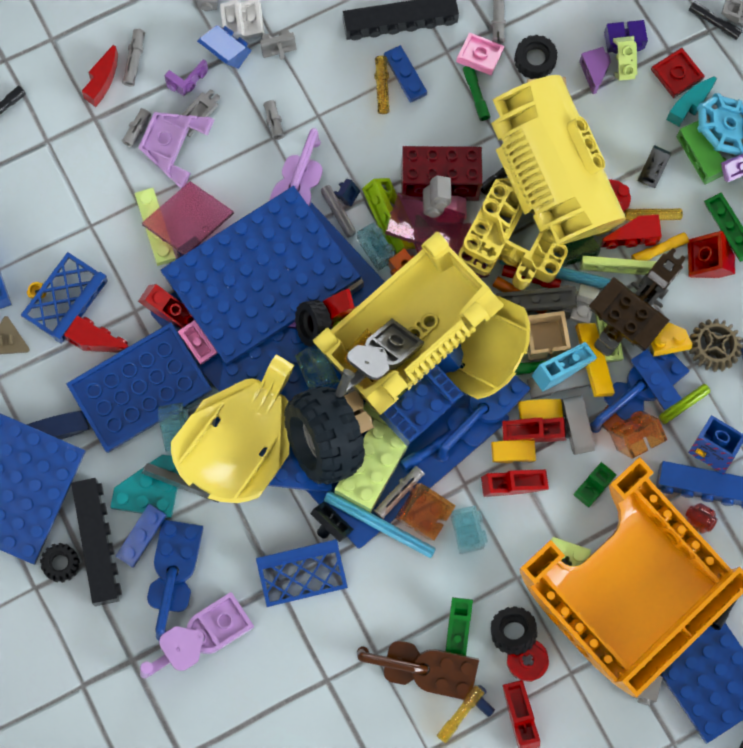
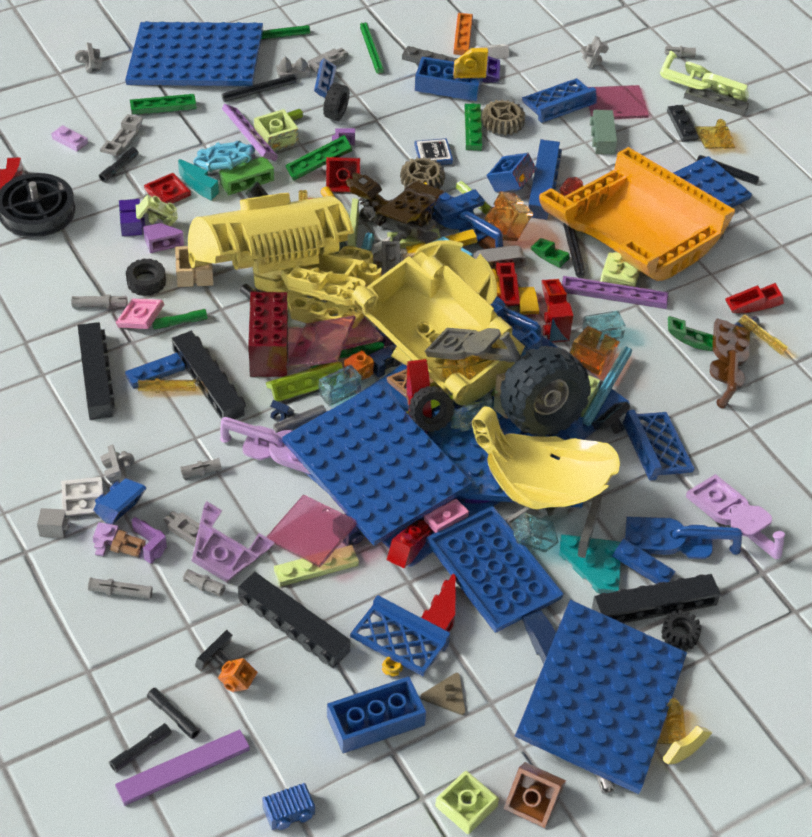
camera: 90 degrees left, 25 degrees down
(28, 156) = (237, 675): none -> orange brick
(57, 139) = (215, 651): none -> black tile
(89, 204) = (294, 619): none -> black brick
(101, 77) = (142, 614): red slope -> none
(188, 55) = (120, 541): none -> medium nougat piece
(191, 41) = (104, 536): none -> lavender plate
(393, 121) = (208, 376): none -> black brick
(437, 196) = (299, 324): light grey brick -> none
(467, 477) = (558, 322): none -> red brick
(519, 645) = (681, 287): black tyre -> none
(530, 672) = (699, 299): red plate -> none
(535, 540) = (615, 292): none -> medium lavender tile
(588, 514) = (574, 251): none -> black axle

